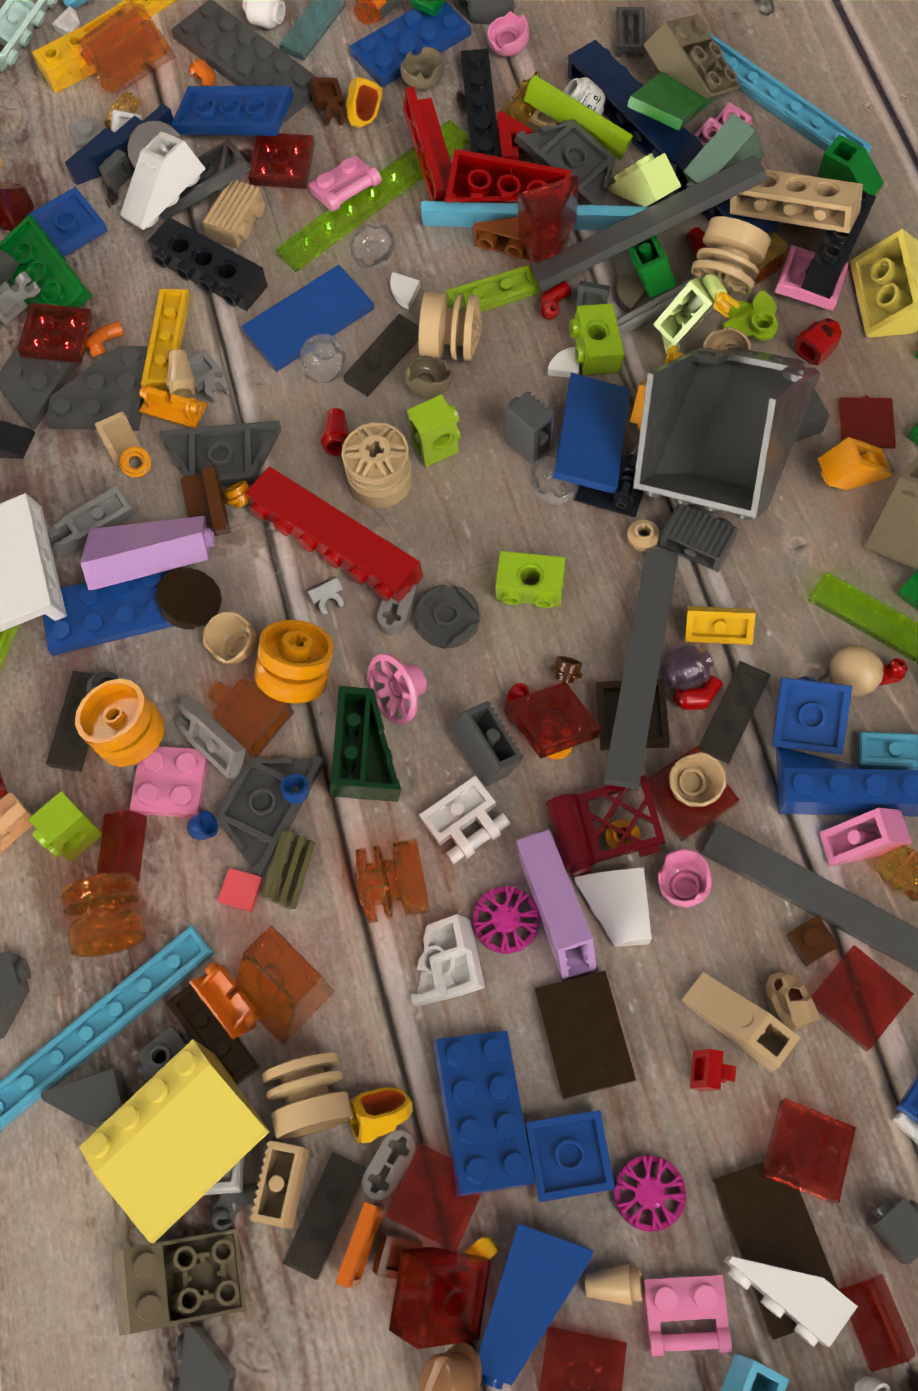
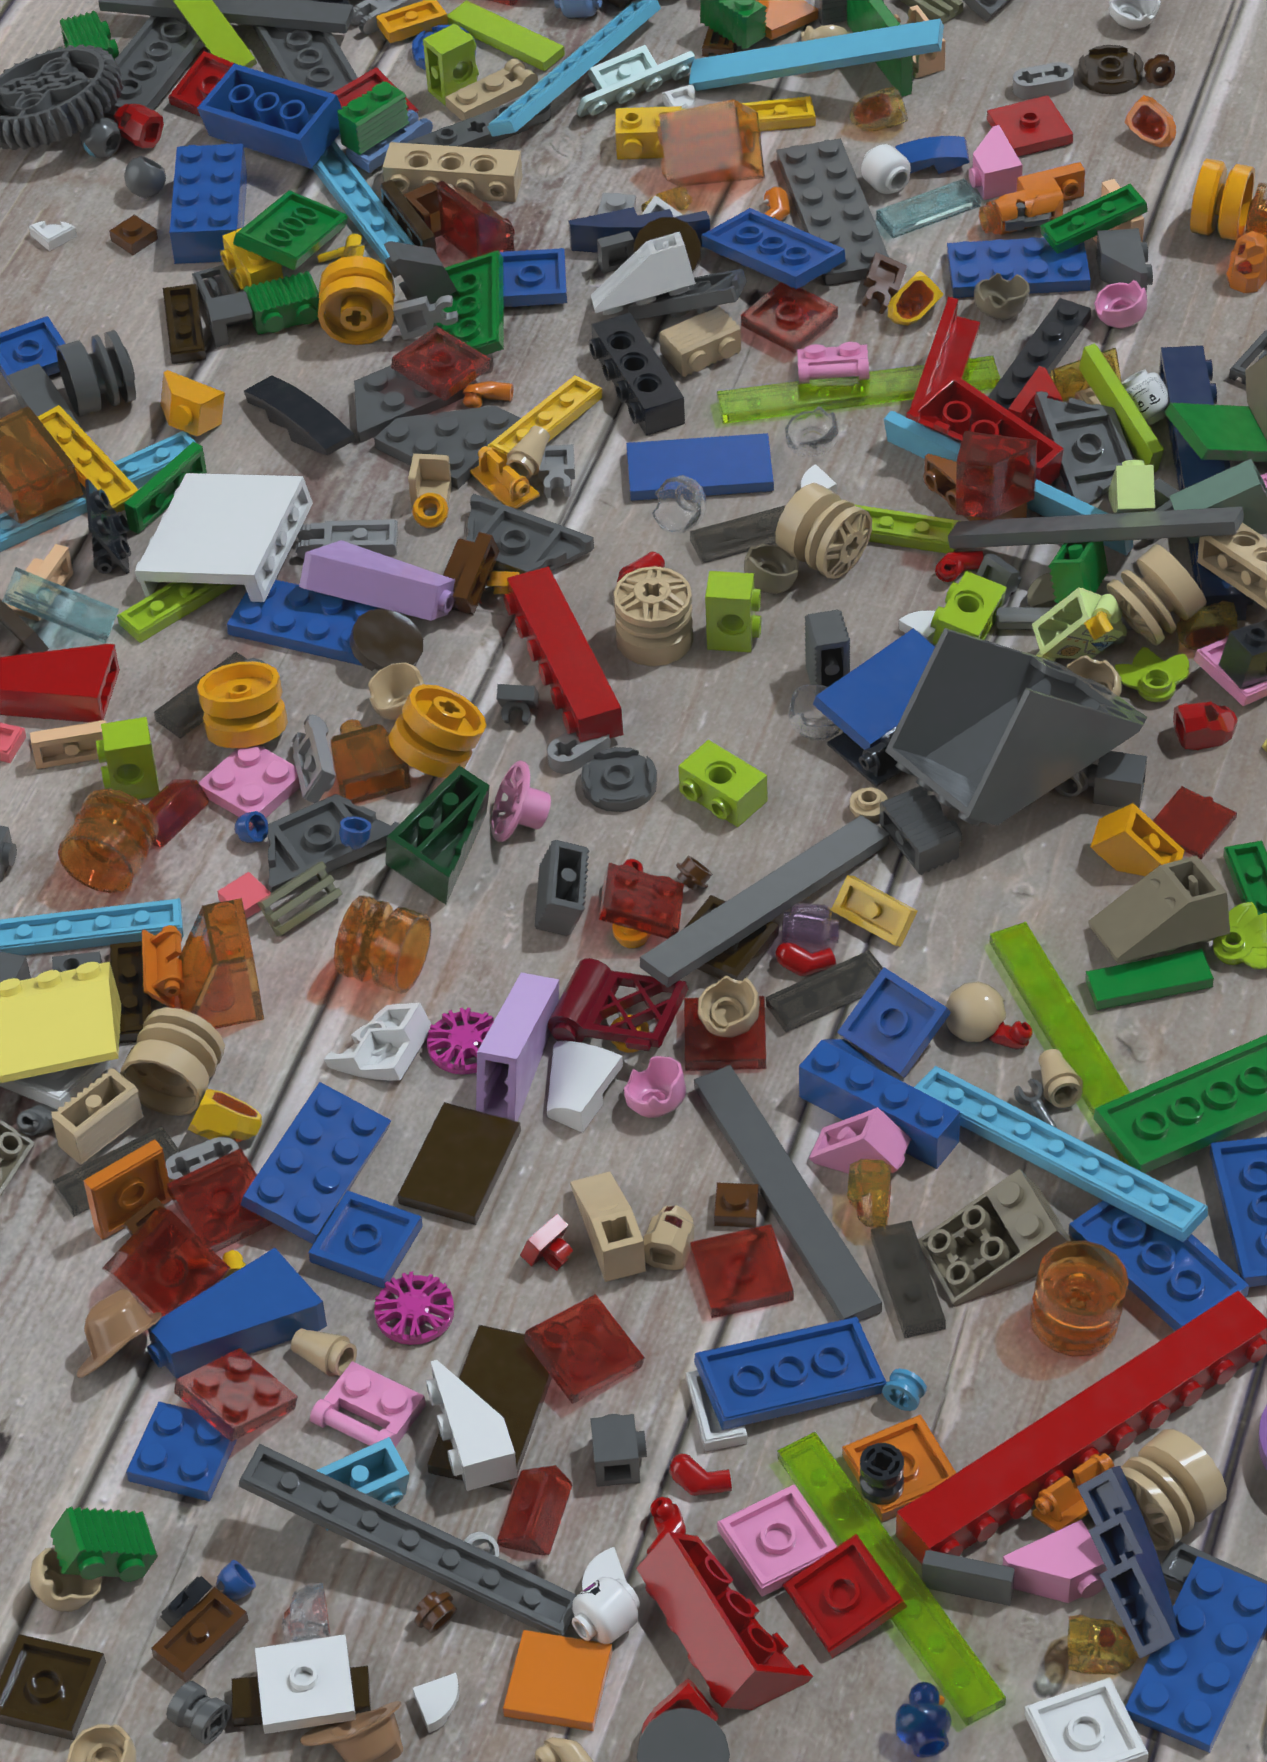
camera: 30 degrees right, 20 degrees down
(458, 811) = (492, 934): white plate -> none

